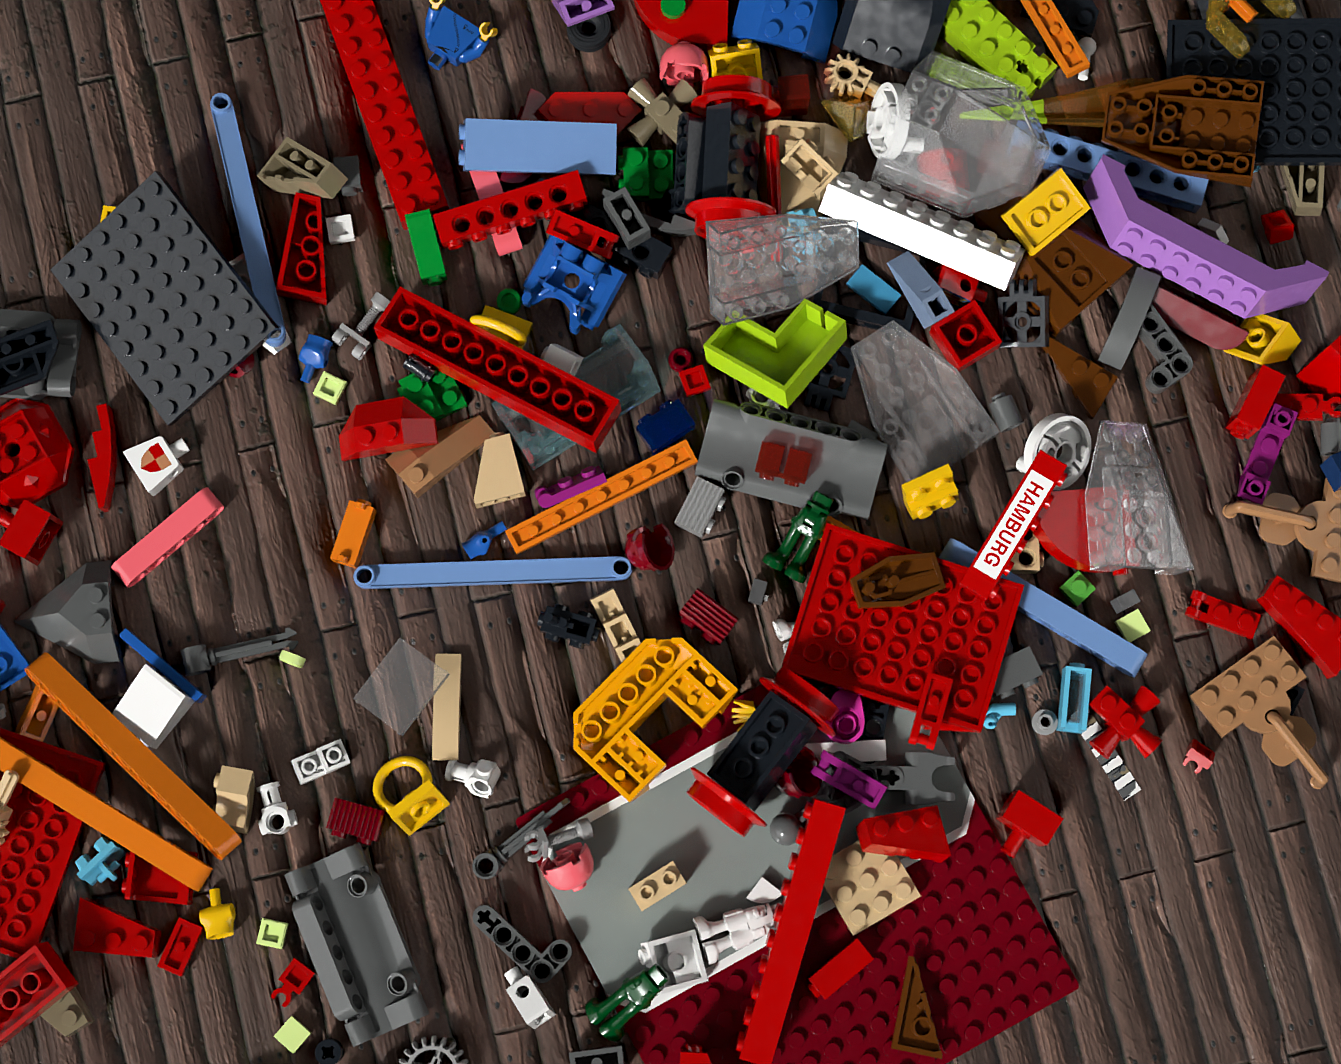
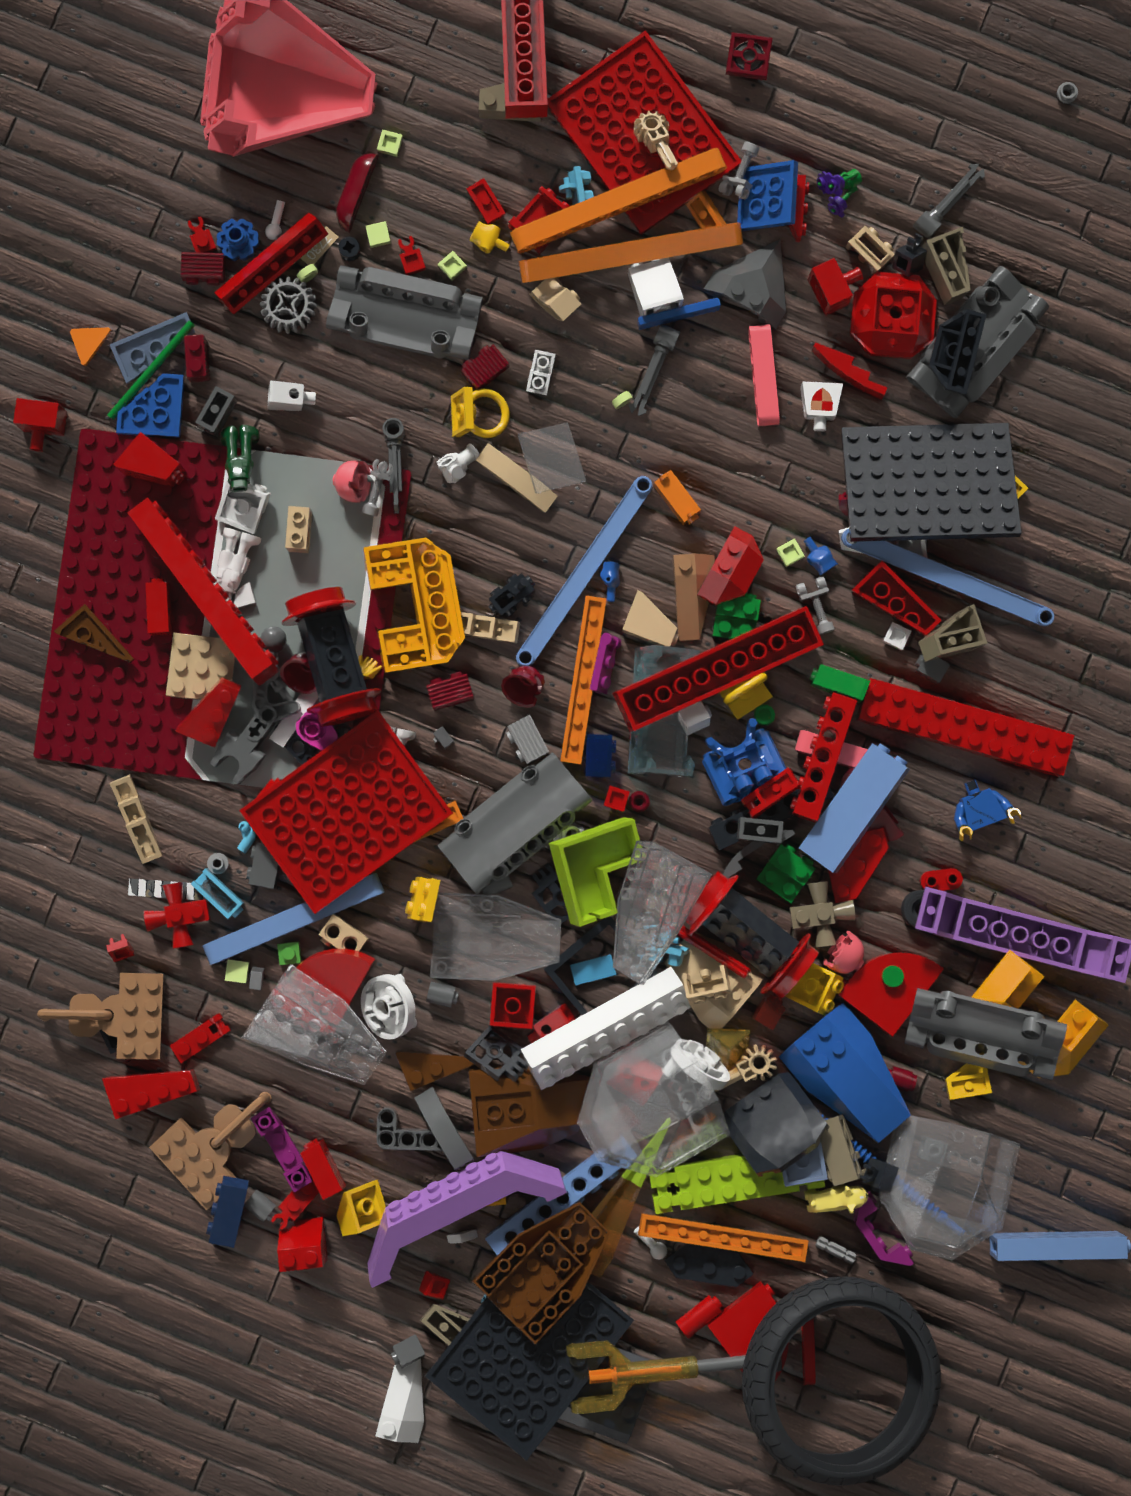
camera: 125 degrees right, 5 degrees up
(111, 932) = (525, 164): red wedge -> none
(272, 807) = (532, 321): white connector -> none
(420, 368) = (756, 619): black pin -> none
(517, 940) = (331, 417): dark grey beam -> none
(547, 28) = (941, 879): none -> red plate
(688, 164) = (768, 901): black beam -> none
(770, 460) = (521, 805): clear red piece -> none
(809, 522) = (462, 802): dark green piece -> none
(850, 780) = (272, 701): magenta plate -> none
(898, 581) = (377, 830): reddish brown piece -> none
(920, 290) = (565, 995): sand blue slope -> none
(930, 709) = (277, 786): red plate -> none
(1012, 526) = (357, 933): red brick -> none
(1027, 821) = (161, 800): red brick -> none
(1045, 212) = (556, 1122): yellow plate -> none
(1076, 815) = (136, 819): none -> tan slope
(1198, 319) = (409, 1176): dark red brick -> none

